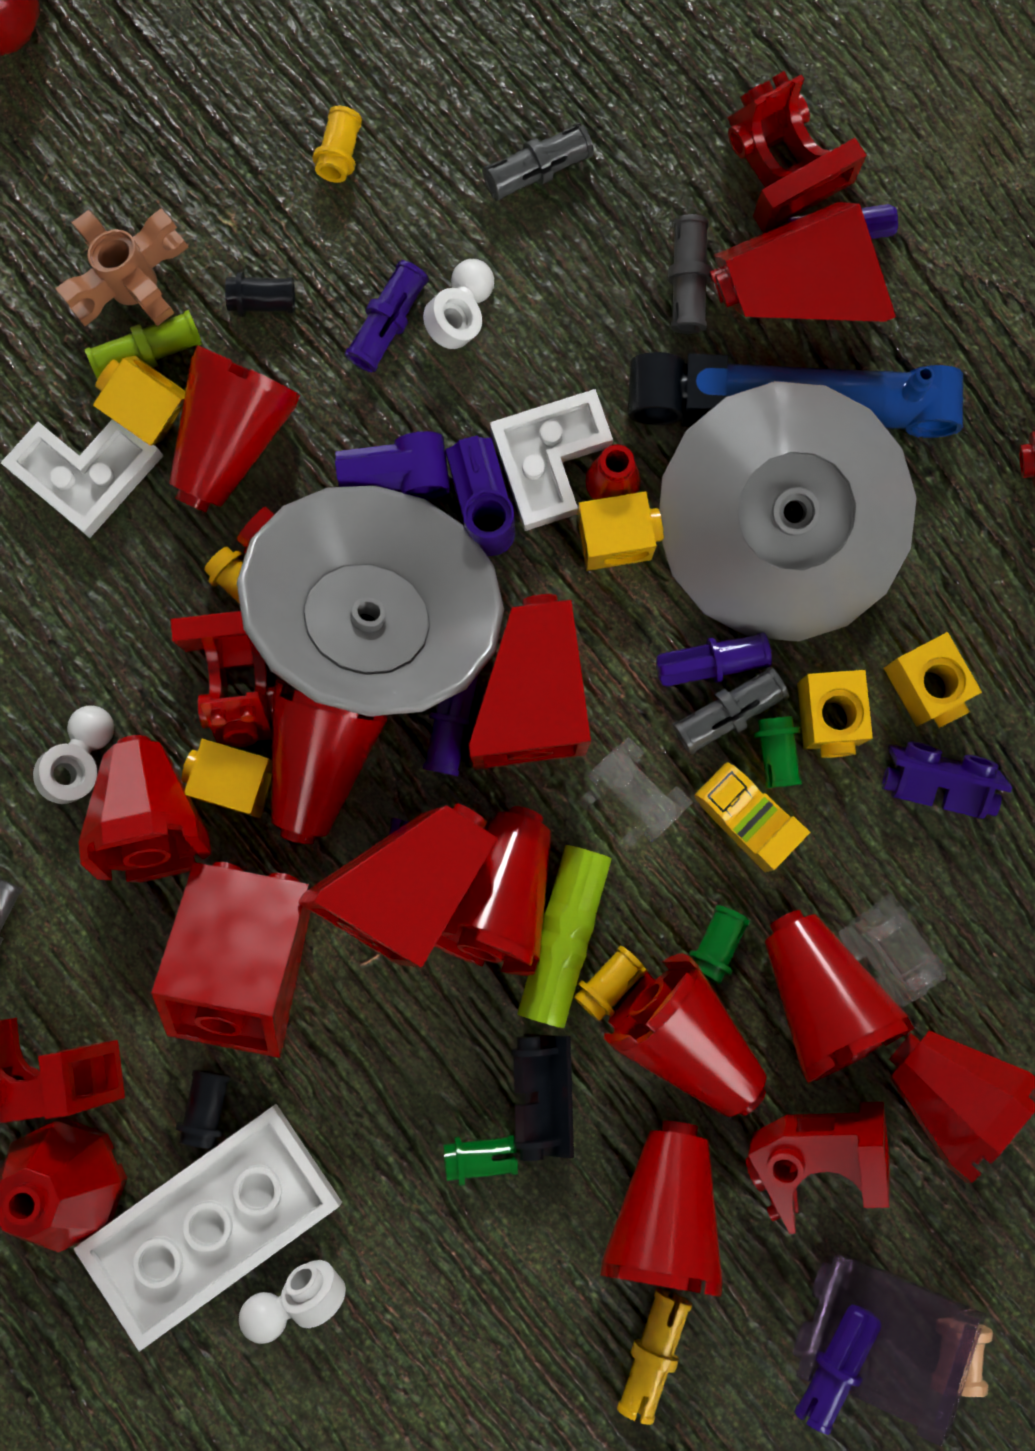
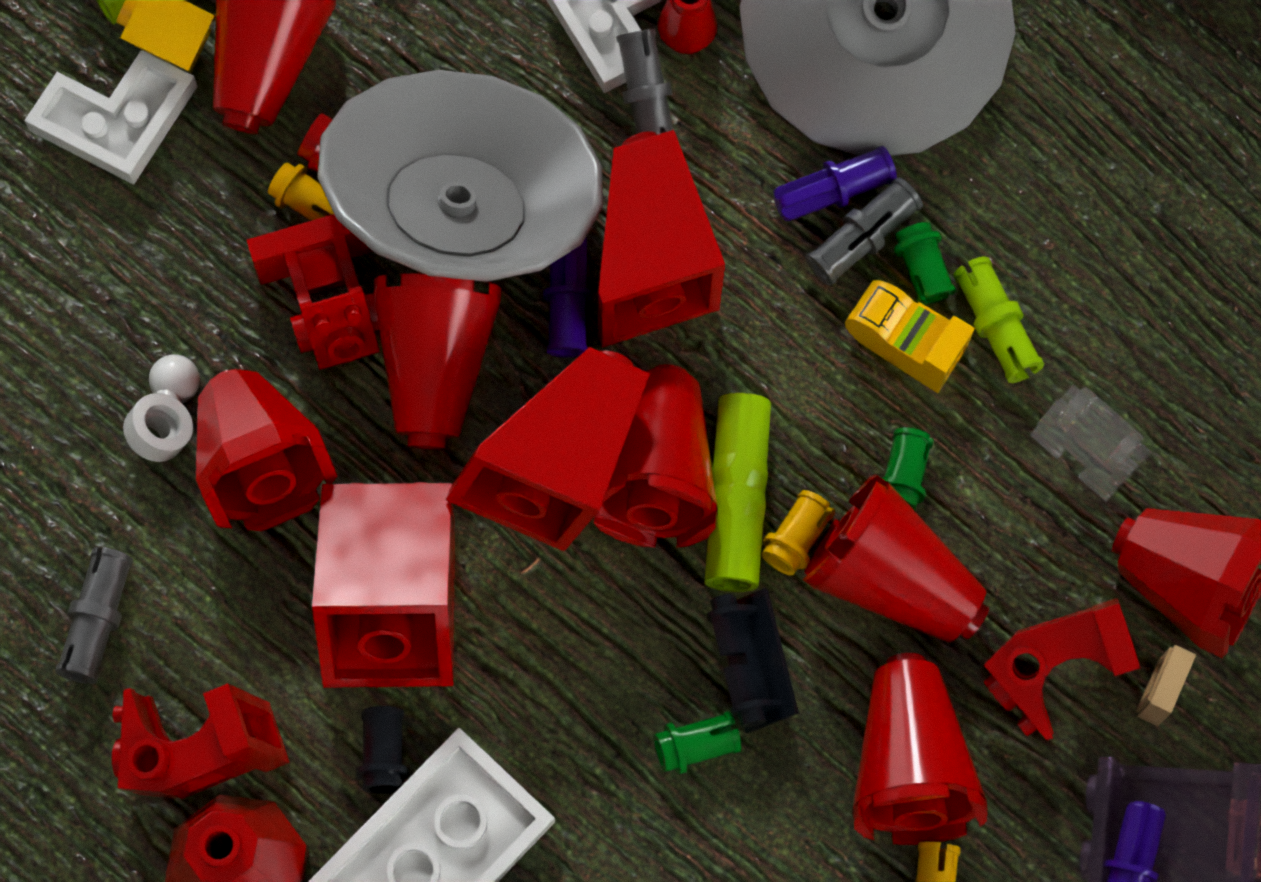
camera: 15 degrees left, 10 degrees down
(228, 777) = (341, 396): yellow brick -> none
(411, 466) = (468, 44): dark purple piece -> none
(481, 492) = (551, 59): dark purple piece -> none
(561, 541) = (645, 82): none -> flat silver pin
(618, 530) = (705, 71): yellow brick -> none
(635, 793) = (781, 332): clear piece -> none
(829, 997) = (1037, 497): red cone -> none
(834, 819) = (998, 319): none -> lime pin
(846, 690) = (977, 186): yellow brick -> none
(910, 1195) = (1165, 685): none -> tan tile
(945, 660) = (1069, 137): yellow brick -> none
(968, 782) = (1131, 260): dark purple hinge -> none

